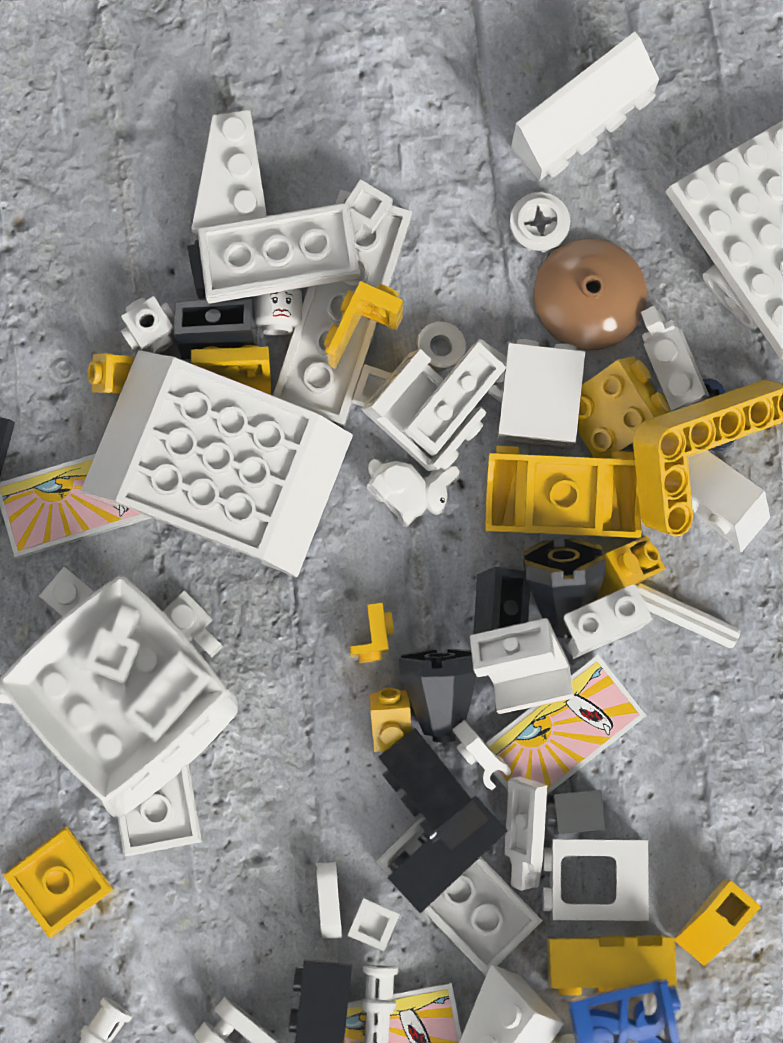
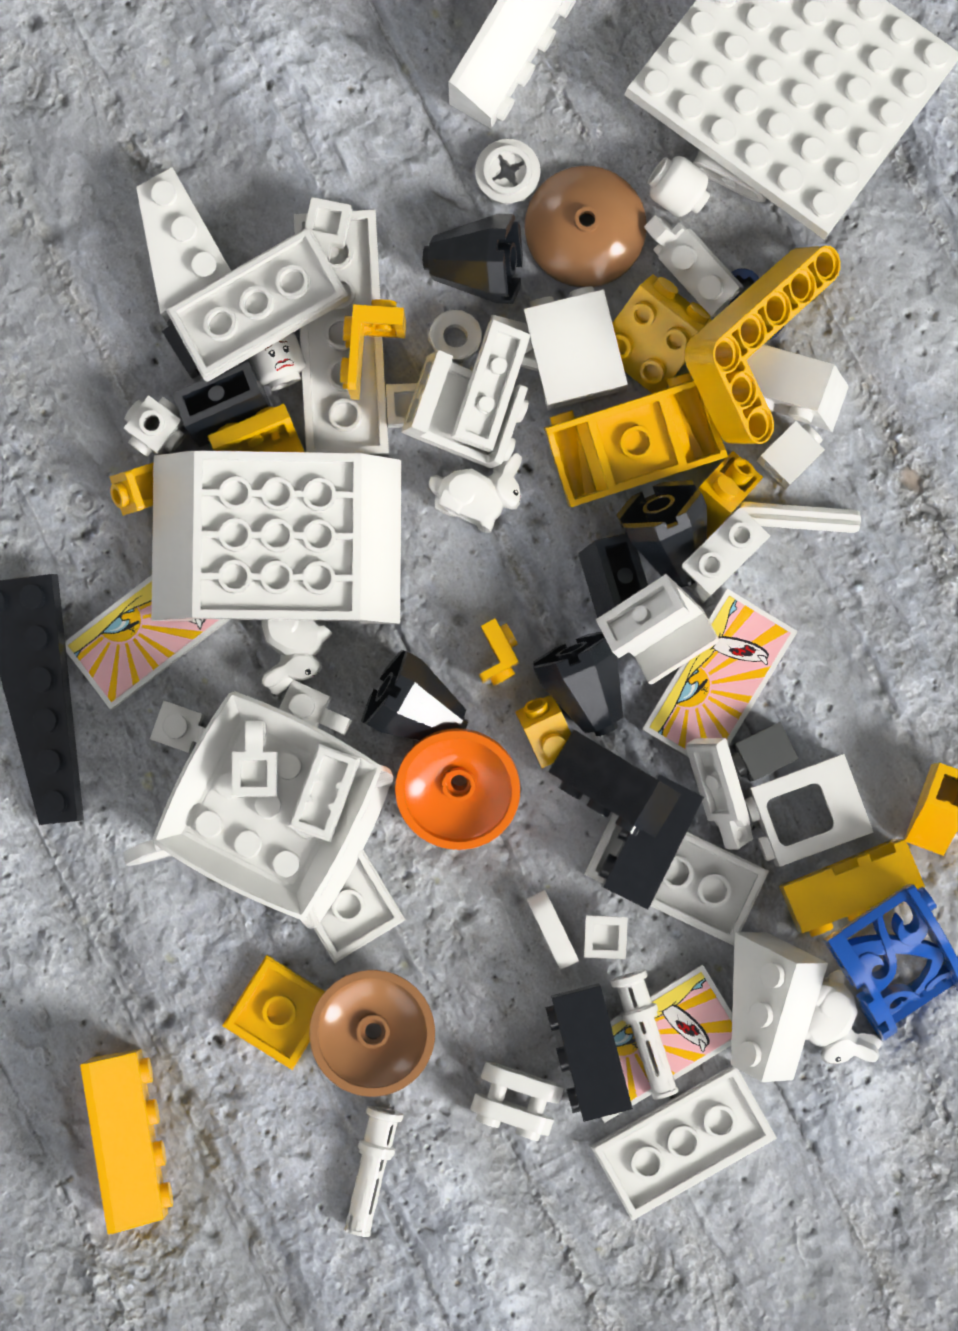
camera: 15 degrees left, 5 degrees up
(103, 935) = (372, 1064): none -> medium nougat dish
(200, 562) = (297, 644): none -> white animal
(276, 760) = (451, 813): none -> orange dish
(283, 652) = (412, 701): none -> black cone
(475, 750) = (642, 729): white plate -> none
(486, 285) = (478, 258): none -> black cone
(684, 288) = (679, 186): none -> white head
(698, 557) = (792, 453): none -> white brick

